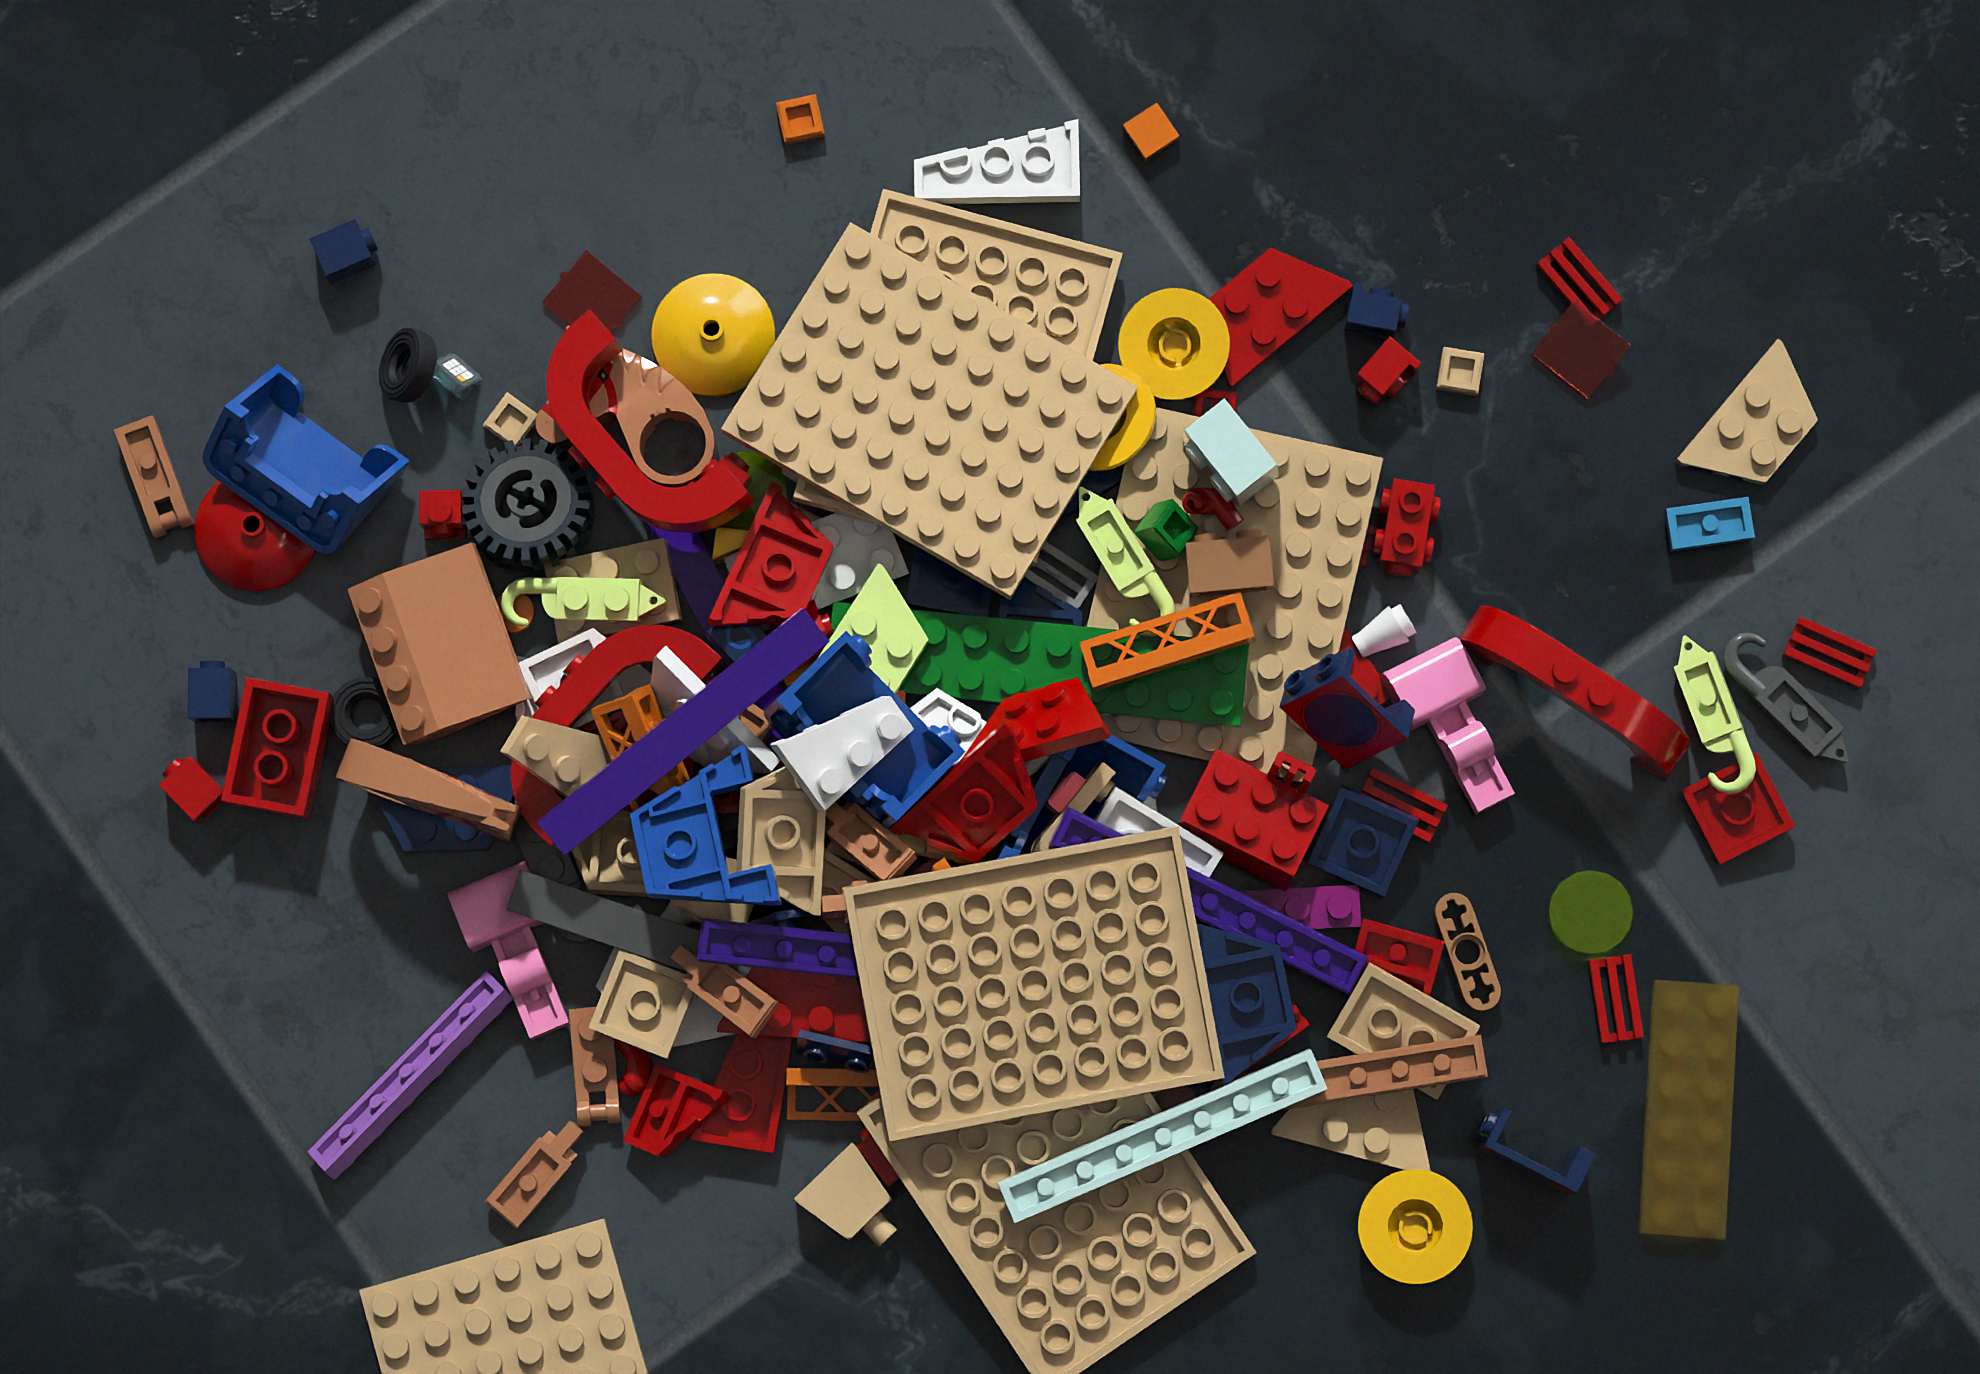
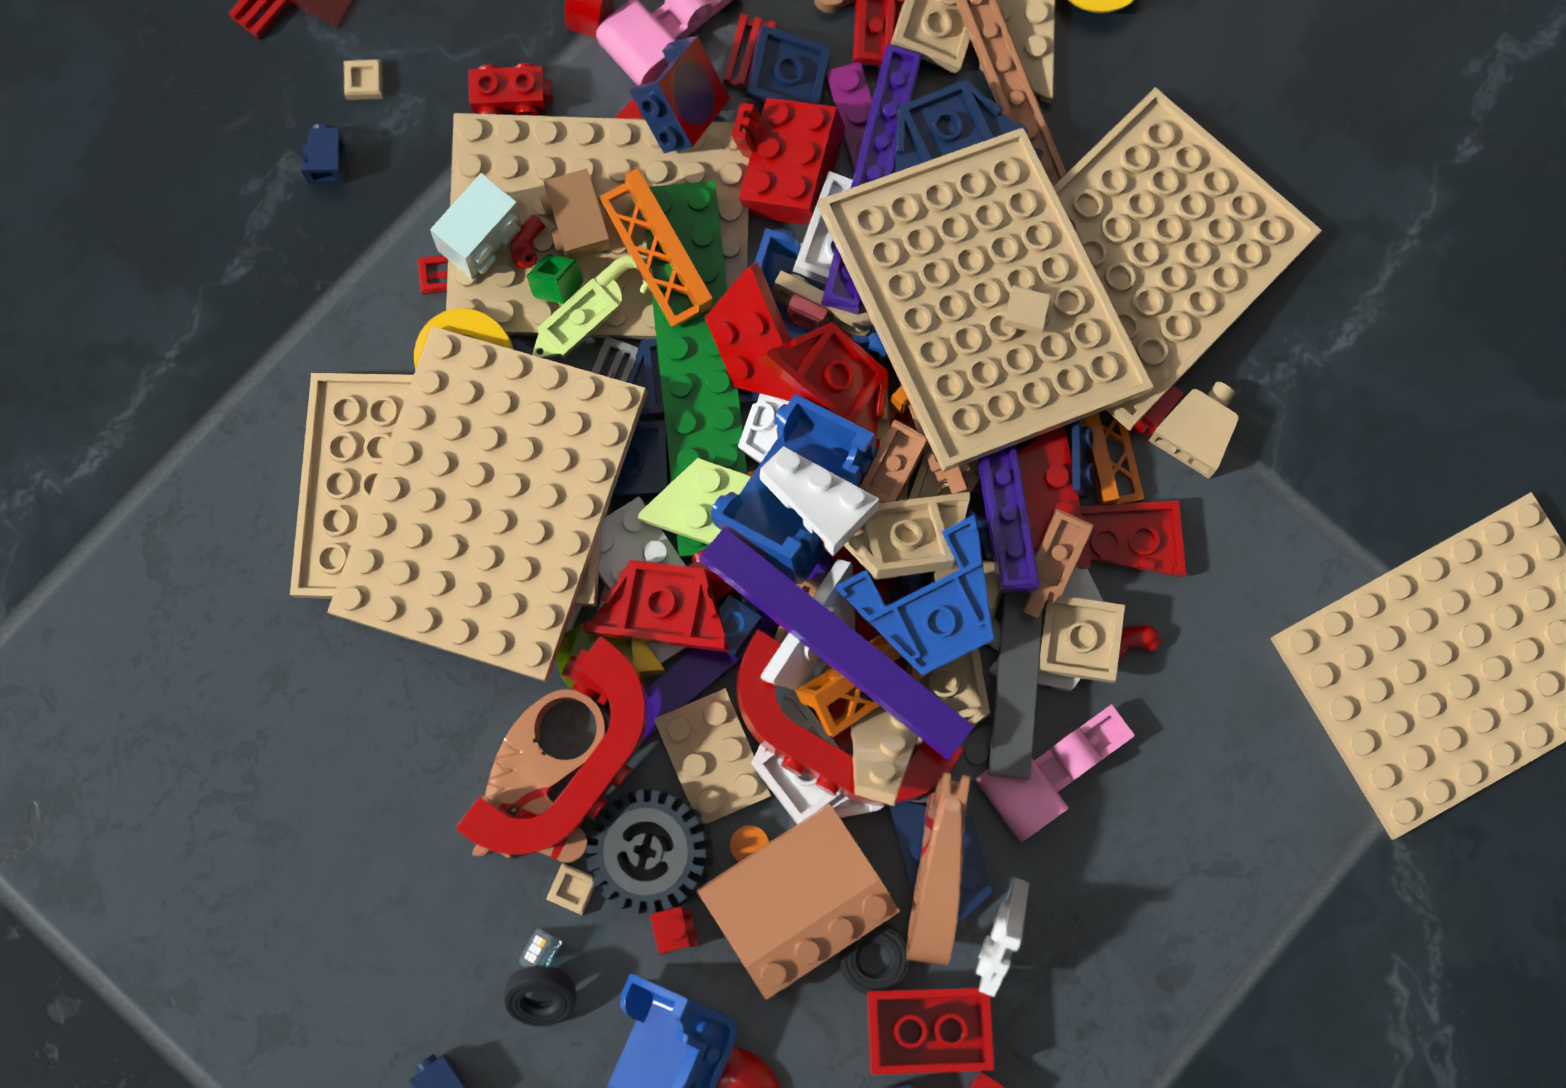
camera: 105 degrees left, 5 degrees down
(353, 843) = (1003, 939): none -> white wing
(410, 1075) = (1194, 837): medium lavender plate -> none
(535, 1175) = (1251, 704): nougat hinge -> none
(584, 598) = (726, 778): yellowish green plate -> none
(593, 1070) = (1143, 676): nougat plate -> none
(595, 288) = (436, 844): clear red piece -> none
(671, 1111) = (1165, 597): red wing -> none
(718, 362) = (470, 744): yellow dish -> none
(800, 119) = (237, 689): orange tile -> none
(1002, 1021) = (1026, 309): none -> tan tile
(1005, 171) = (253, 490): white wing -> none
(1151, 131) = (195, 377): orange tile -> none
(1162, 1135) = (1085, 172): light aqua plate -> none
(1175, 343) = (384, 310): yellow hat -> none
(1272, 305) = (338, 246): red wing -> none
(1385, 631) = (602, 90): white cone -> none
(1386, 372) = (375, 135): red brick -> none

